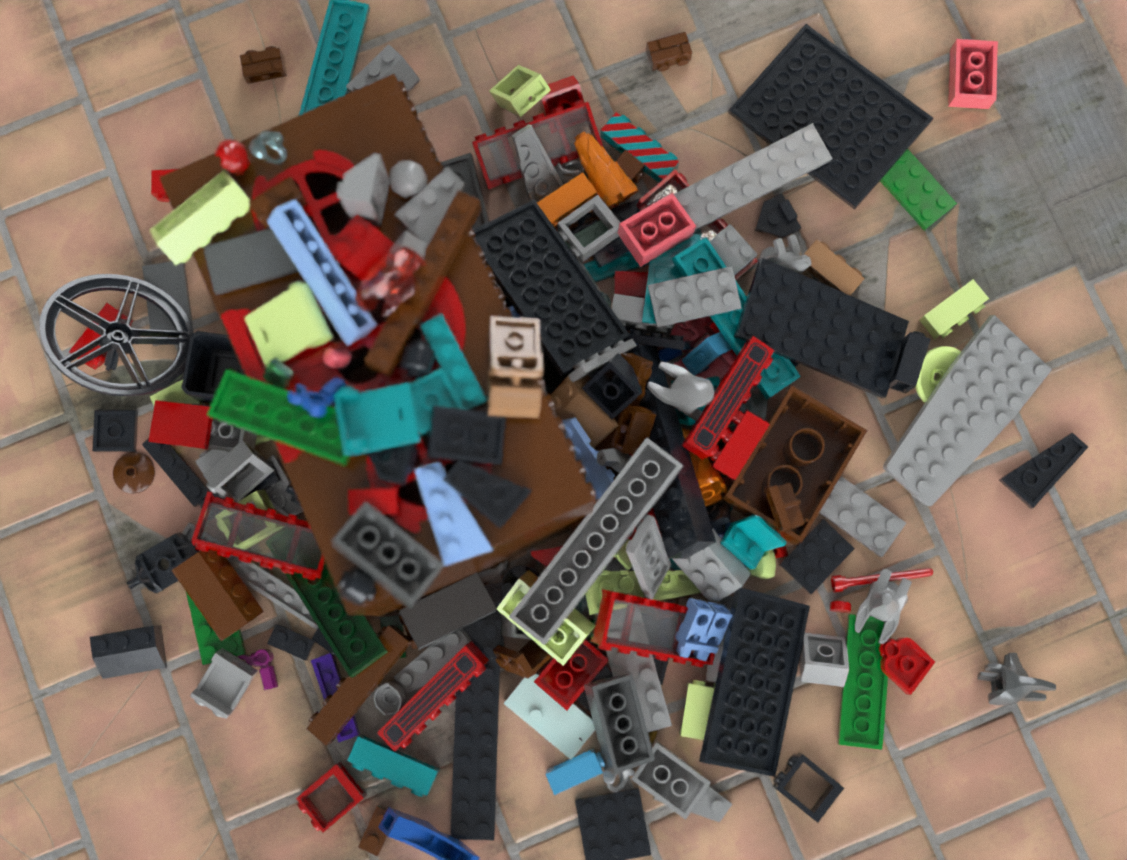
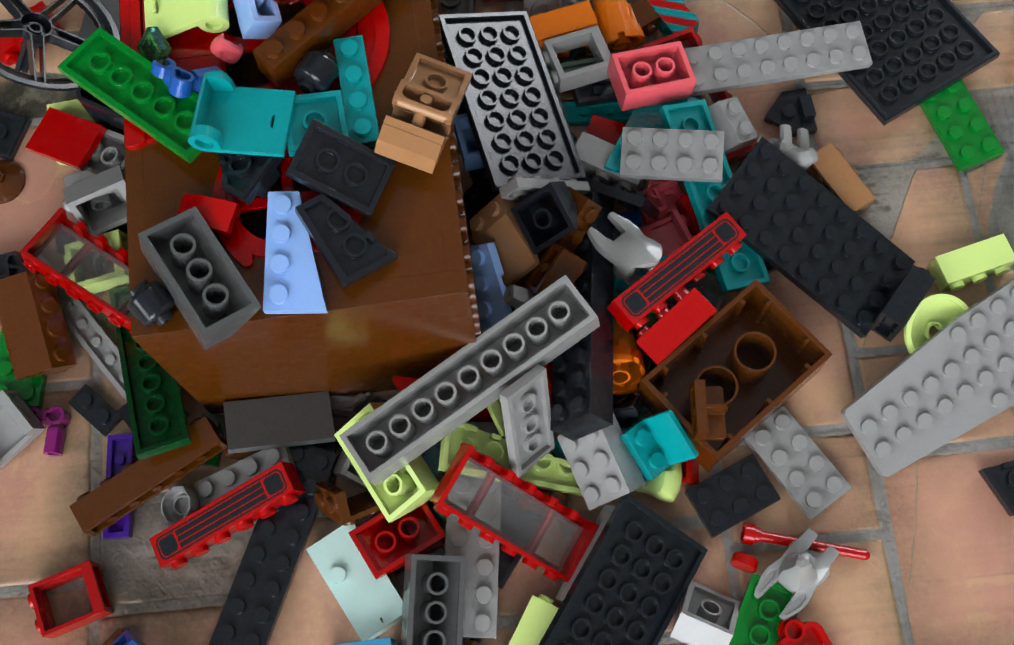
camera: 15 degrees right, 10 degrees down
(178, 471) = (44, 184): black plate -> none
(395, 766) = (154, 585): teal brick -> none
(702, 628) = (567, 531): medium blue hips -> none
(706, 353) = (669, 222): dark azure panel -> none

